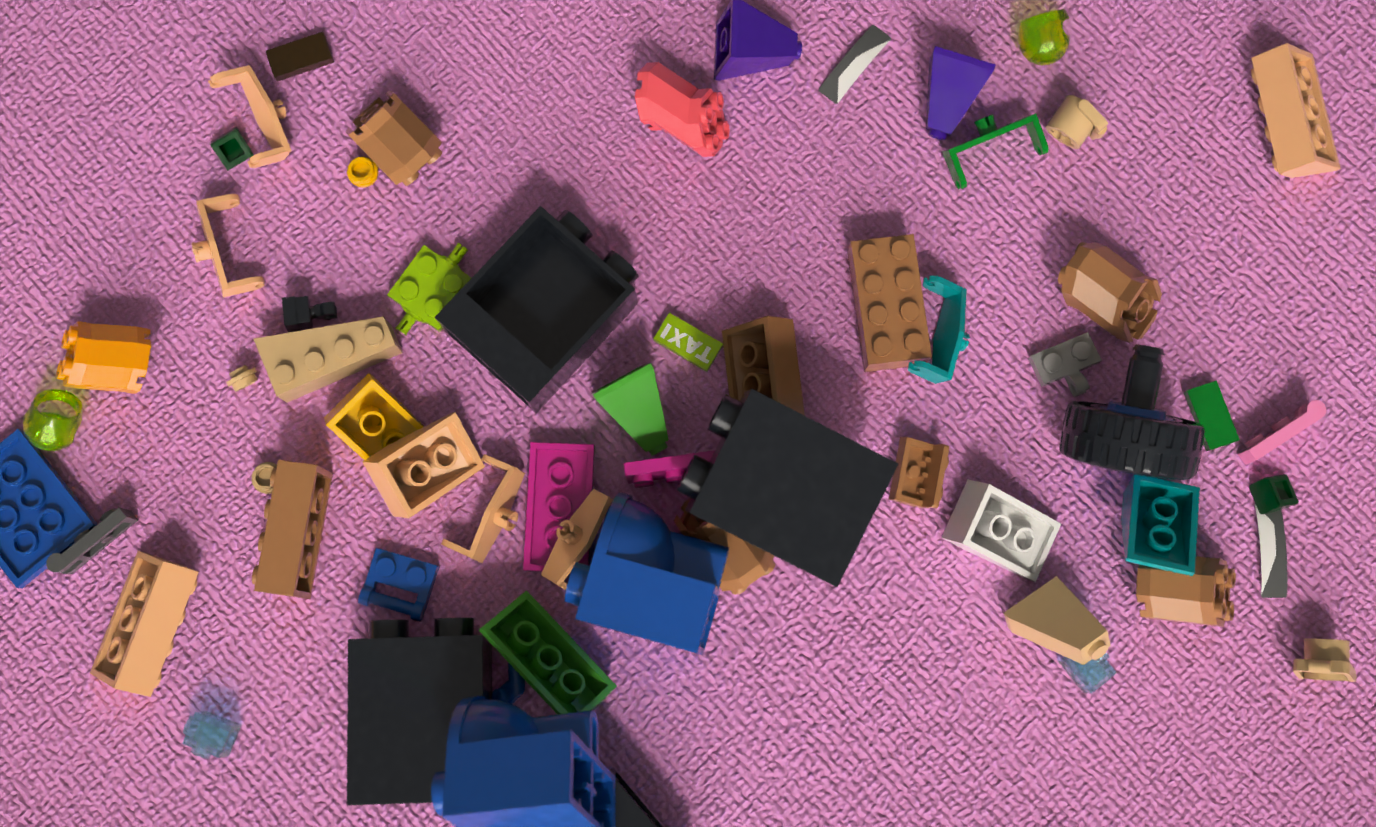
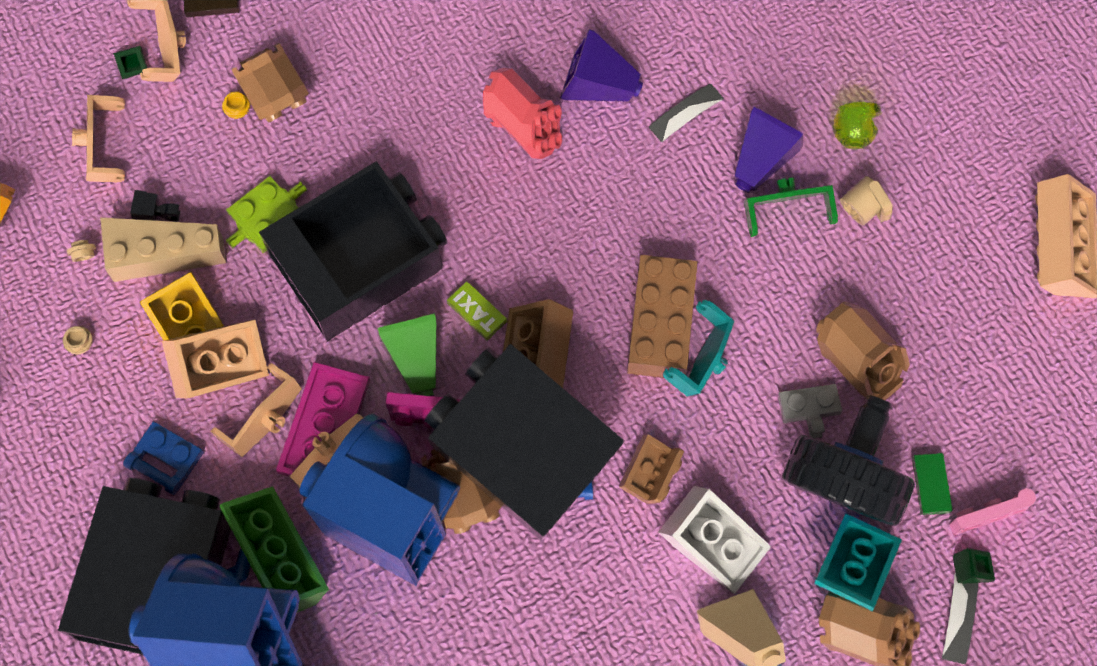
camera: 10 degrees right, 10 degrees down
(292, 529) = (84, 386): medium nougat brick -> none

